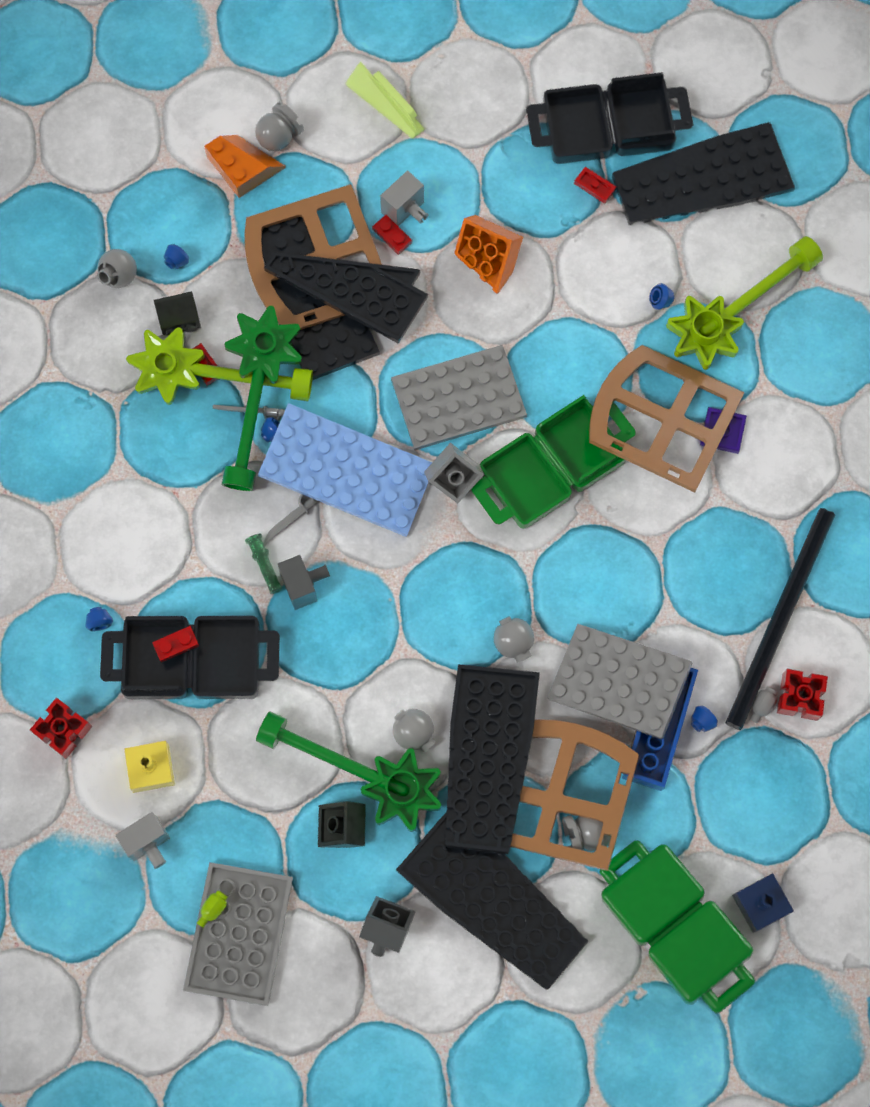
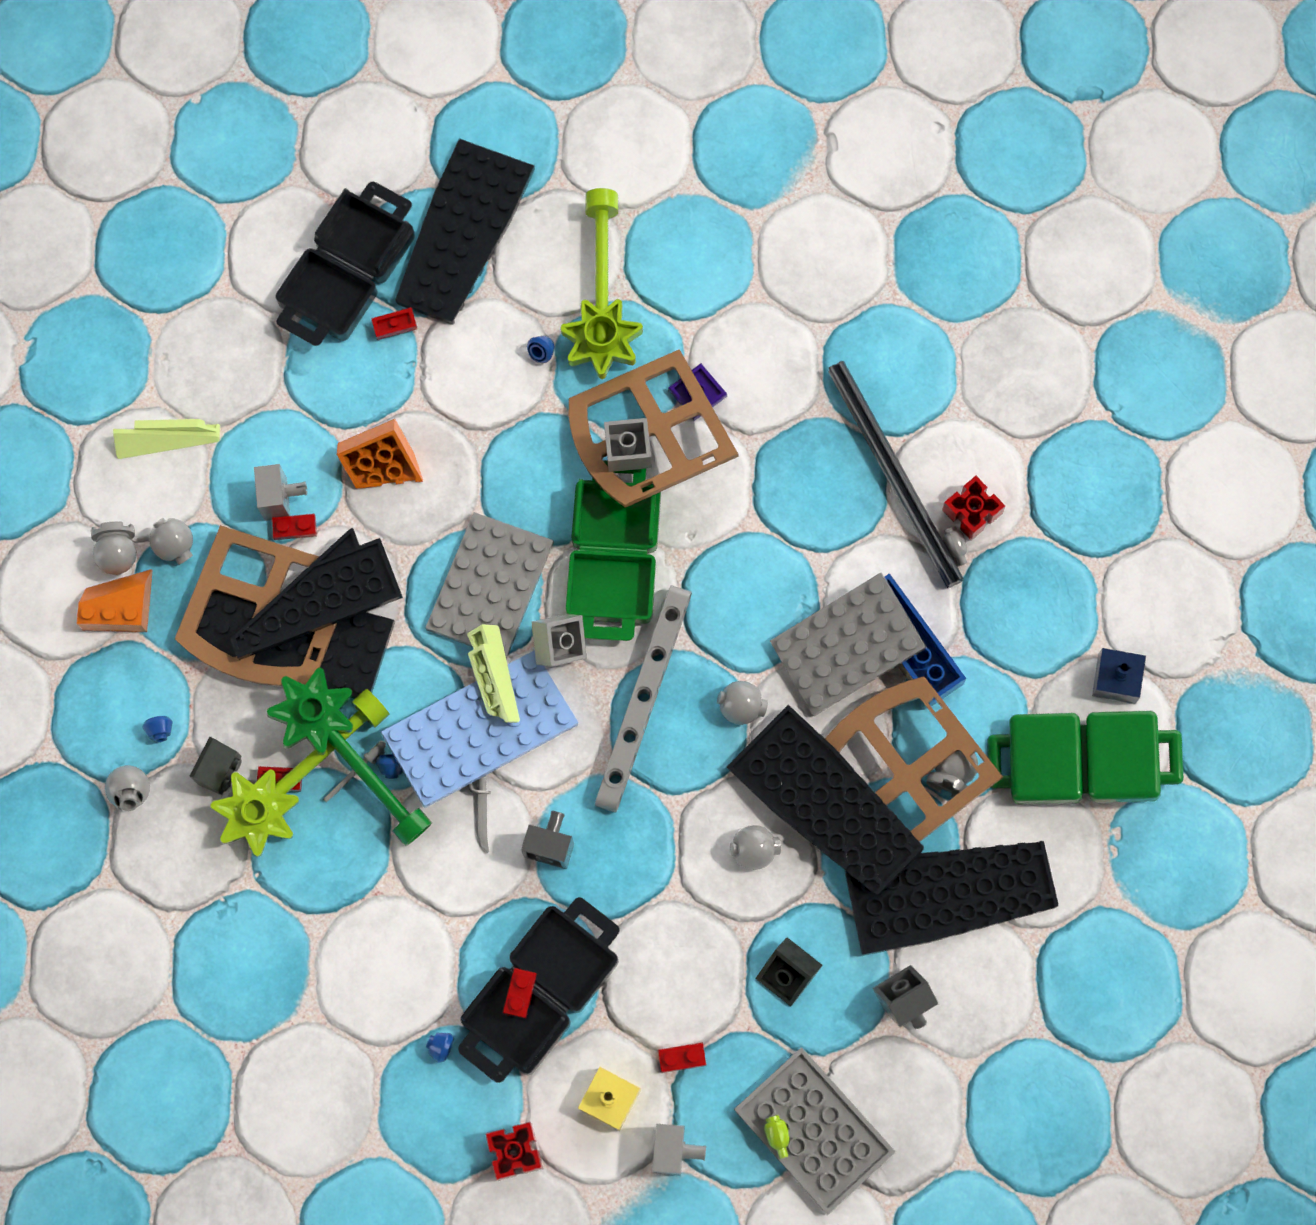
camera: 45 degrees left, 0 degrees up
(220, 796) = (682, 1057): none -> red plate
(260, 554) = (495, 860): clear green pin -> none
(314, 161) = (171, 540): none -> light grey brick
(393, 446) = (492, 672): none -> yellowish green wedge
(397, 788) = (795, 898): green piece -> none
(447, 572) = (639, 712): none -> light grey beam
(636, 407) = (627, 444): none -> light grey brick
(703, 719) = (931, 602): blue cone -> none

